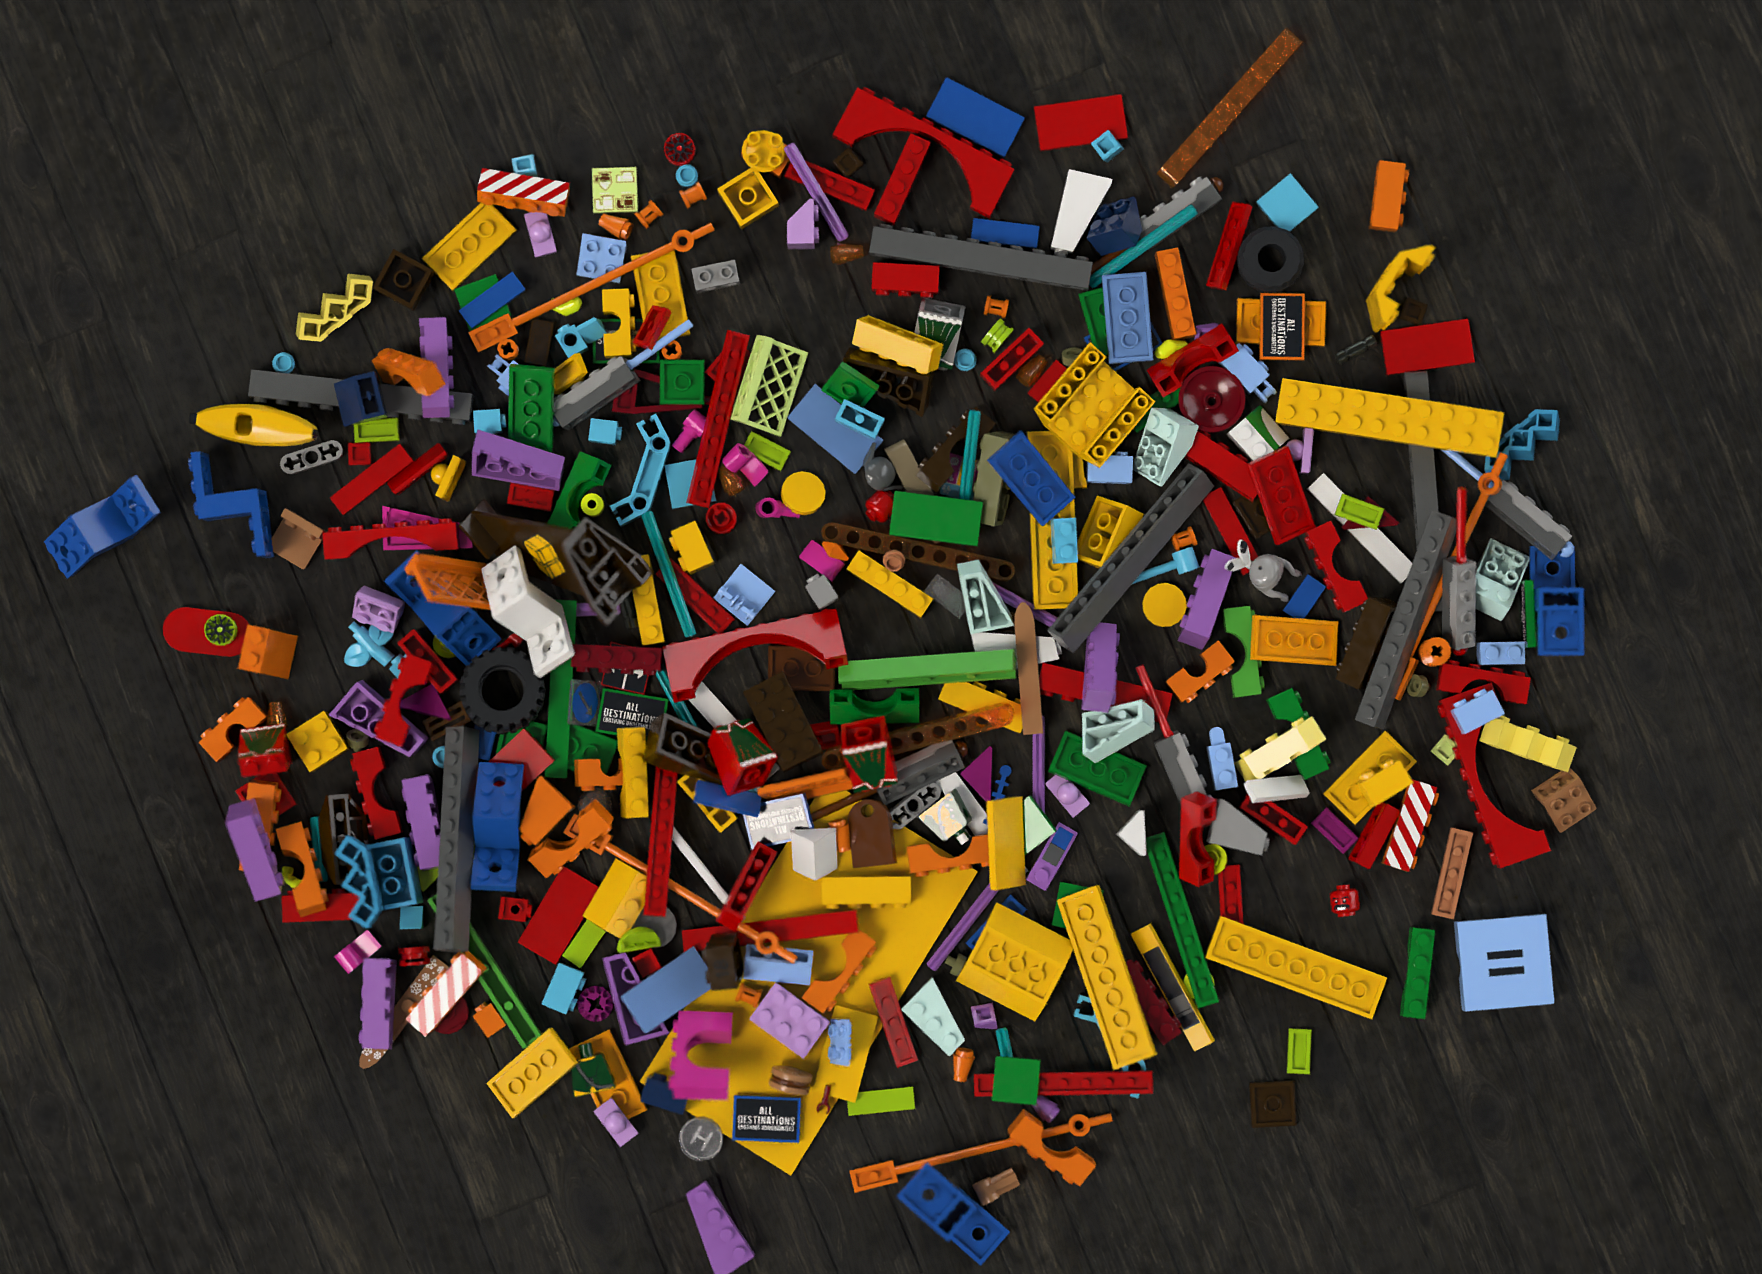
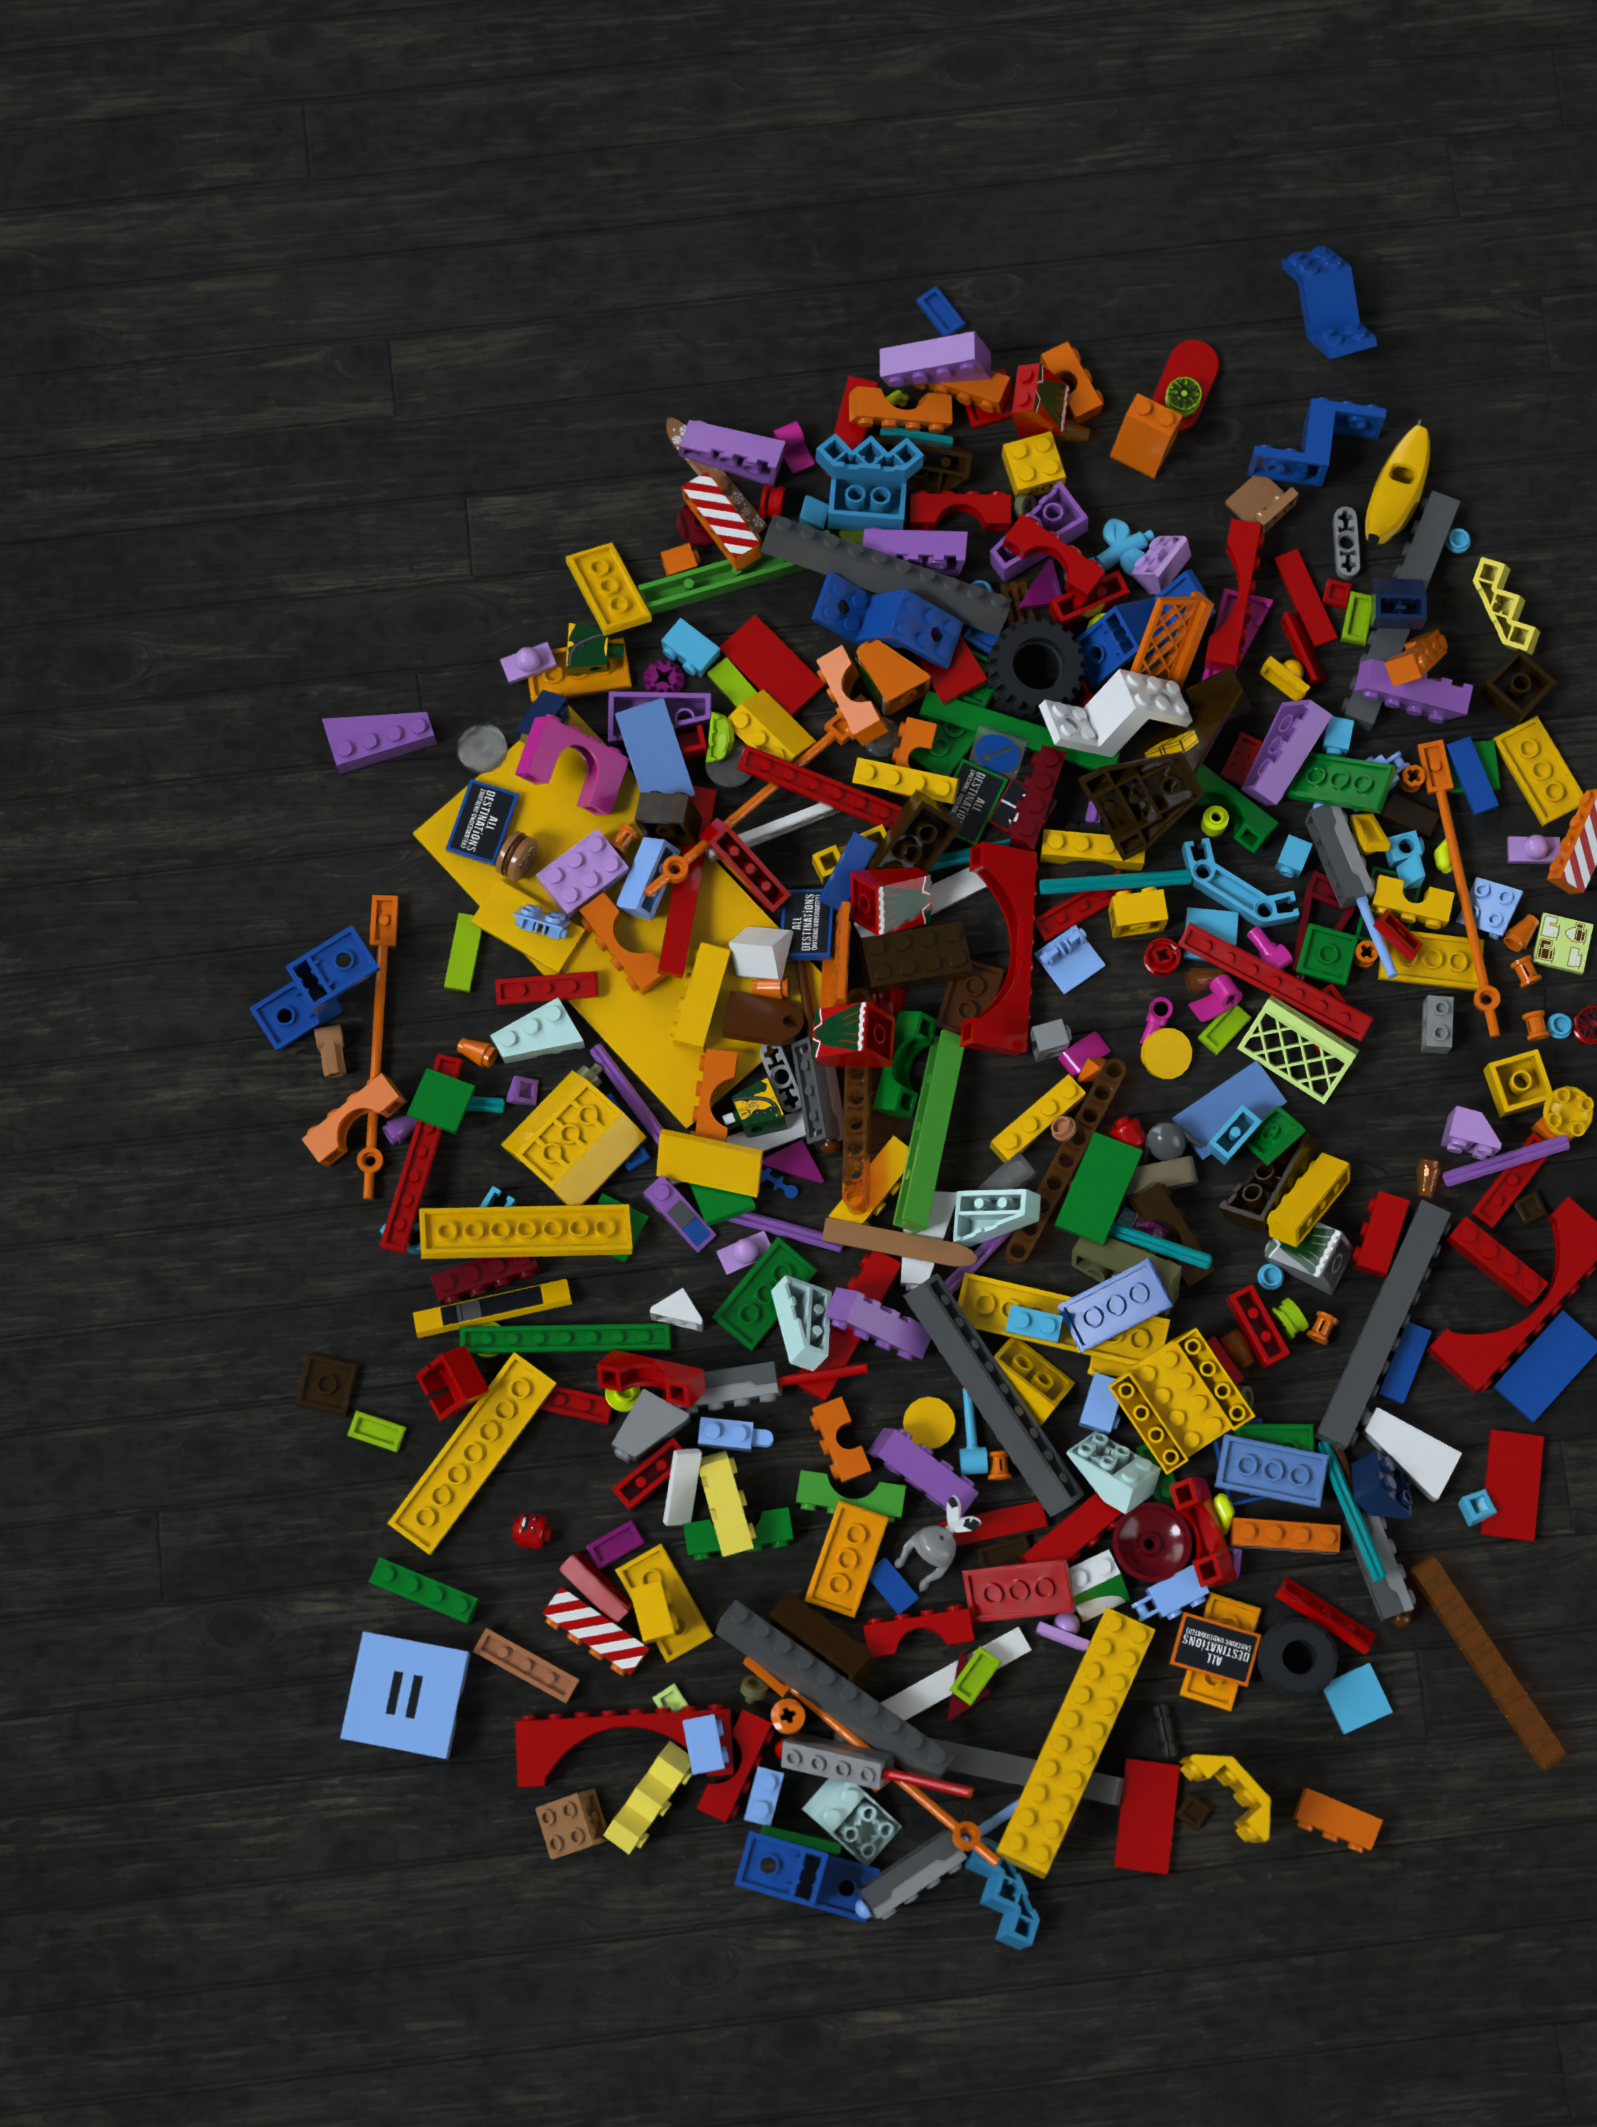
camera: 110 degrees right, 10 degrees down
(197, 860) = (940, 312): none -> blue tile
(506, 905) = (794, 610): red brick -> none
(825, 1099) = (483, 889): dark red hand -> none
(1238, 993) = (459, 1373): none -> red piece

